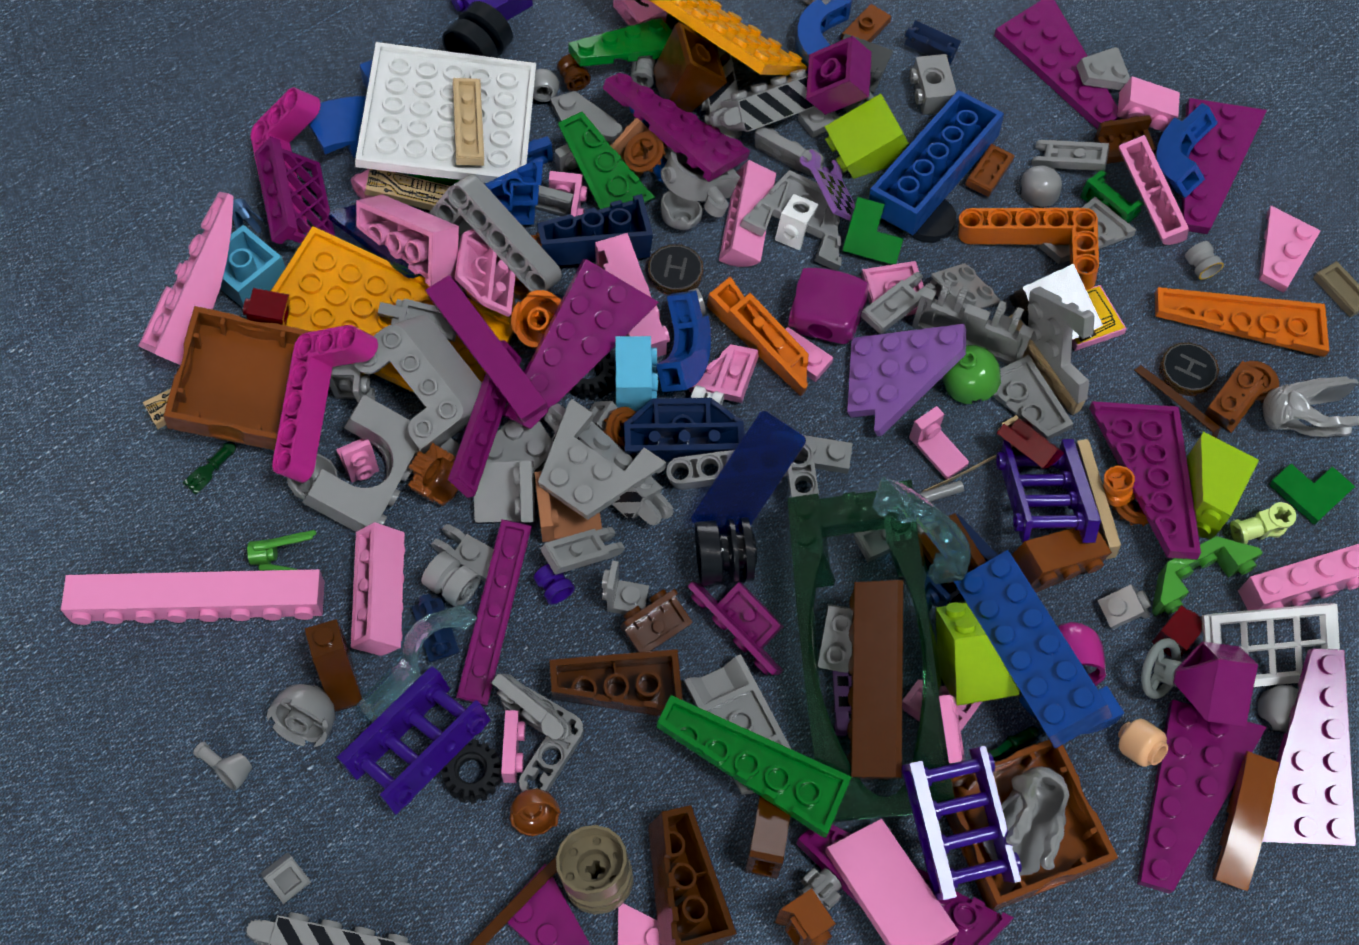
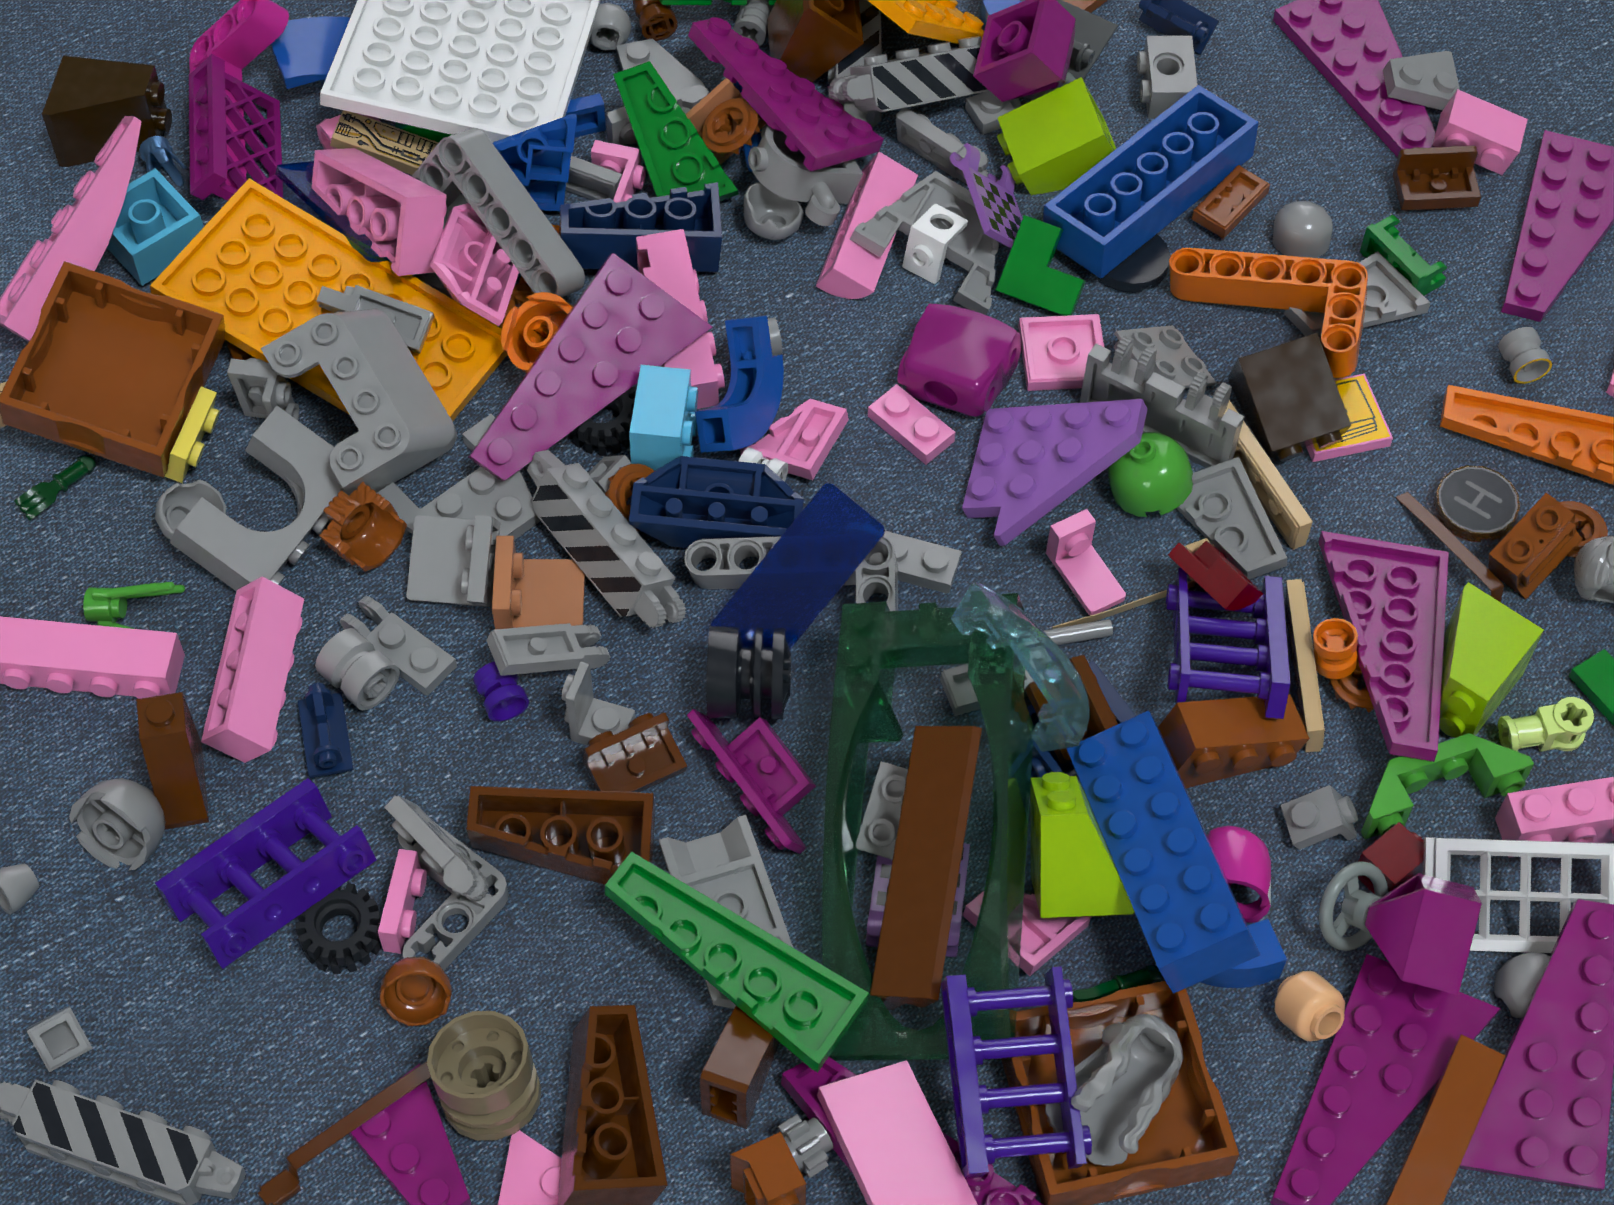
camera: 10 degrees right, 5 degrees down
(192, 180) = (92, 100): none -> dark brown slope
(267, 307) = (165, 275): dark red brick -> none
(308, 391) = (199, 394): dark pink beam -> none
(358, 460) = (259, 496): bright pink bracket -> none
(407, 669) = (275, 780): clear light blue piece -> none
(468, 122) = (487, 60): tan tile -> none
(479, 435) = (440, 458): magenta tile -> none
(486, 349) = (457, 363): magenta tile -> none
(494, 613) = (410, 717): magenta tile -> none
(585, 477) = (566, 550): light grey wing -> none
(675, 269) = (751, 289): black tile -> none
(761, 332) = (856, 385): orange wedge -> none
(894, 303) = (1053, 367): light grey hinge -> none
(951, 728) = (1023, 941): bright pink tile -> none
(1053, 334) = (1269, 410): light grey wing -> none
(1072, 155) = (1355, 191): light grey hinge -> none
(1154, 191) = (1464, 251): bright pink brick -> none
(1176, 146) = (1512, 191): blue arch -> none

